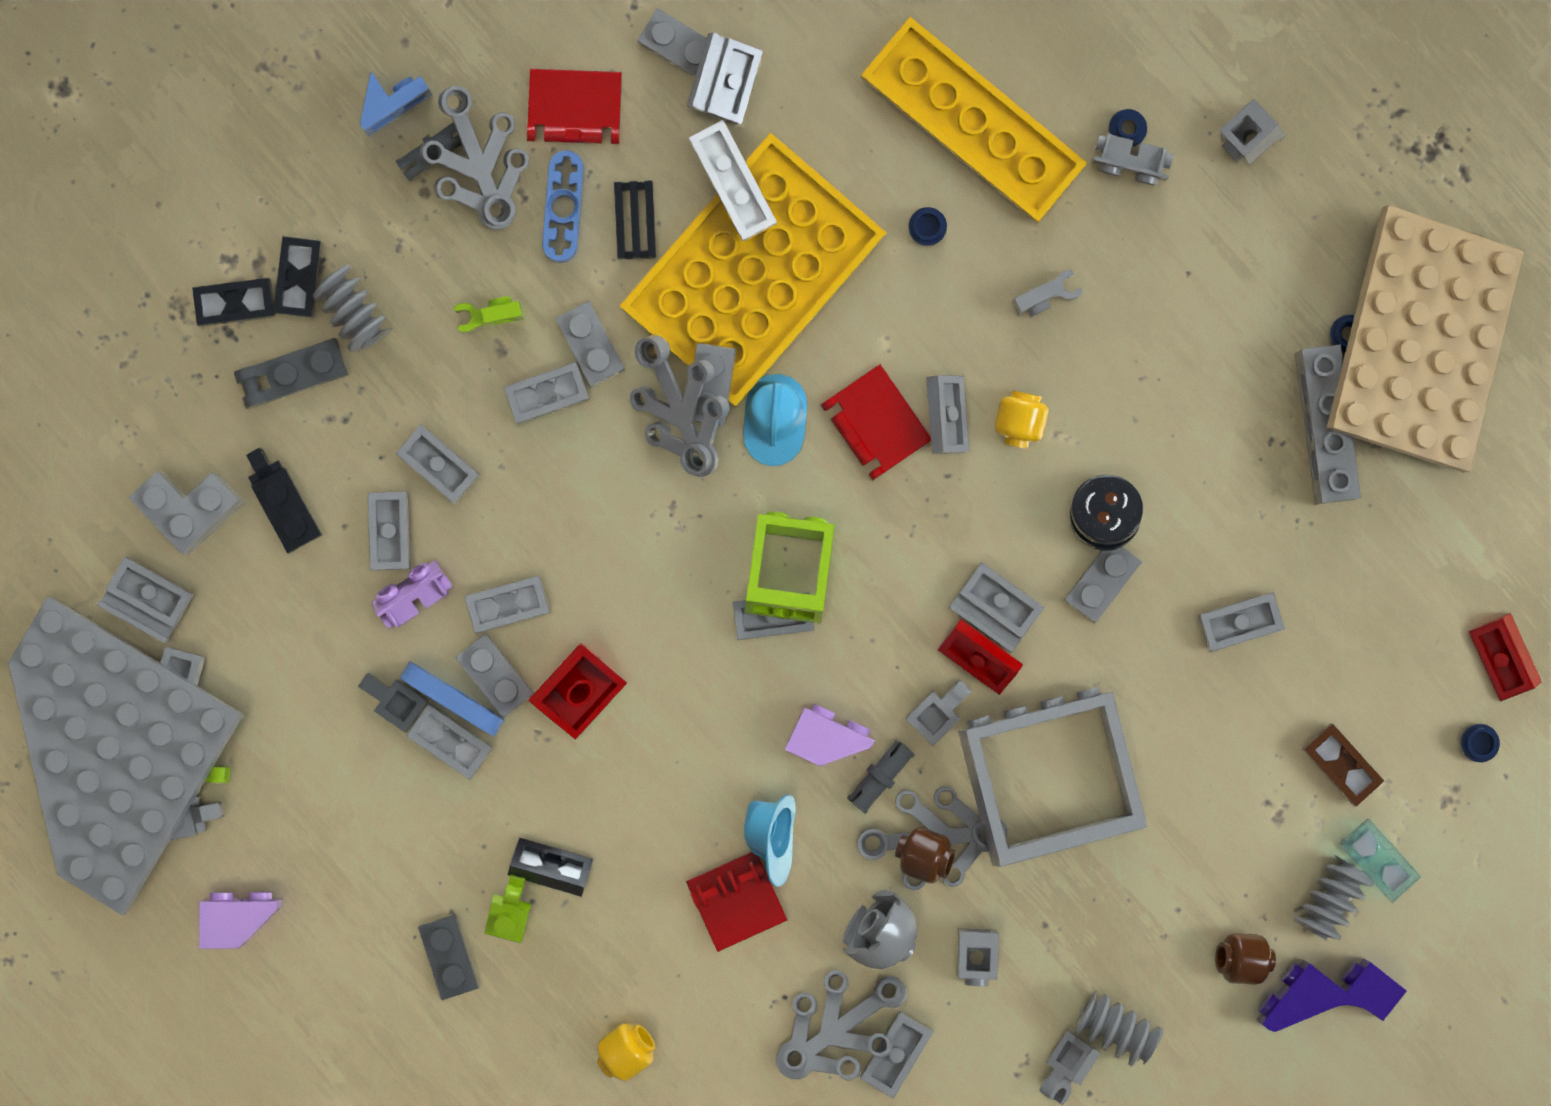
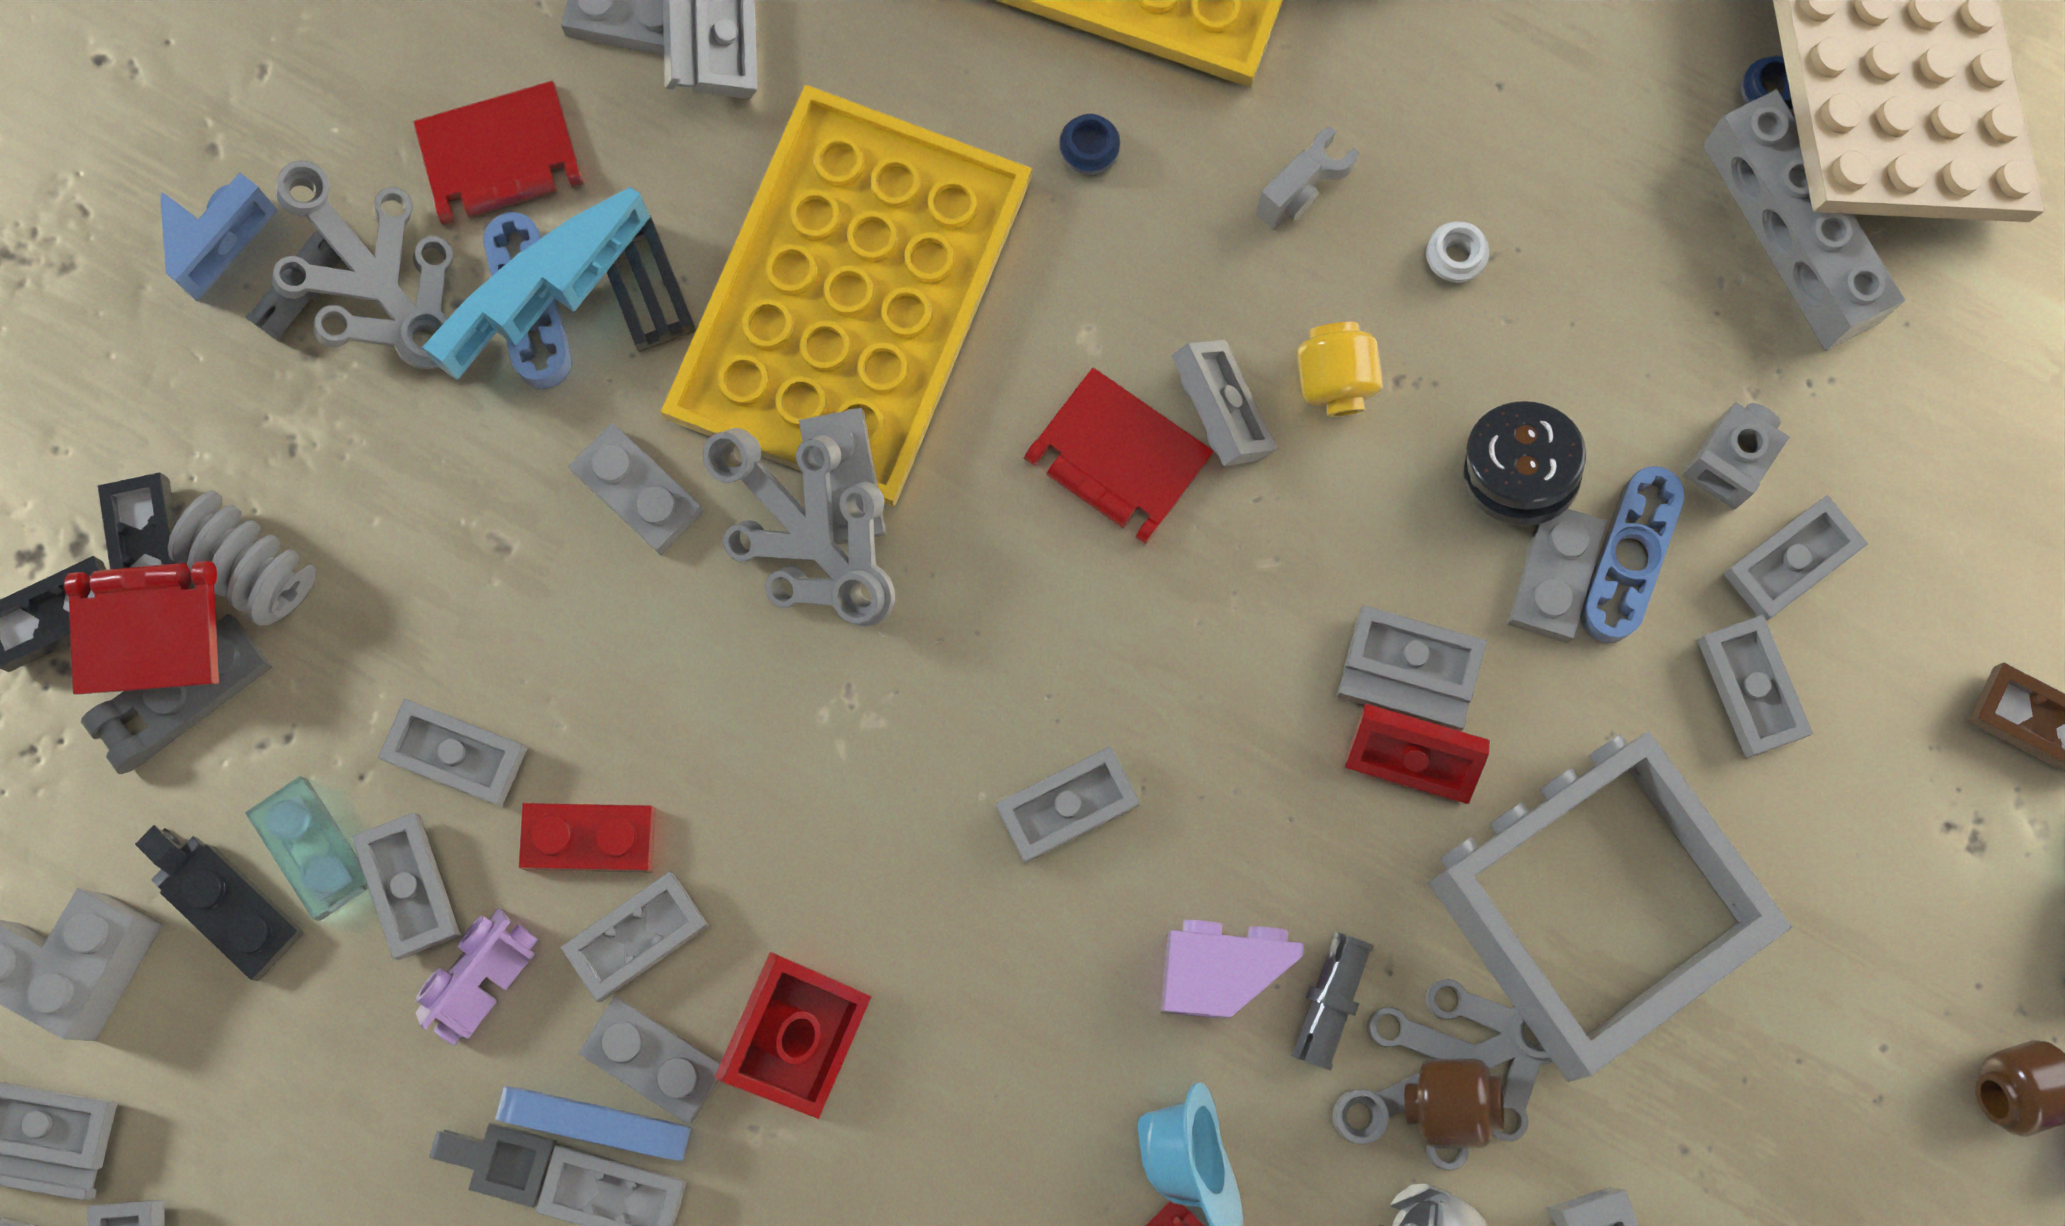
camera: 15 degrees left, 10 degrees down
(287, 334) = (143, 628): none -> red piece
(340, 489) = (309, 848): none -> clear light blue piece
(497, 538) = (587, 837): none -> red plate
(499, 312) = (473, 489): lime plate -> none
(546, 393) = (590, 584): light grey piece -> none
(589, 201) = (557, 266): none -> medium azure slope
(732, 180) = (771, 165): white plate -> none
(775, 420) = (962, 506): medium azure piece -> none
(784, 603) = (1079, 772): lime window -> none
(936, 714) = (1382, 870): light grey plate -> none
(1130, 363) = (1465, 237): none -> white plate
(1161, 558) = (1630, 507): none -> medium blue beam
(1187, 686) = (1754, 686): none -> light grey plate
(1220, 554) = (1724, 467): none -> light grey brick

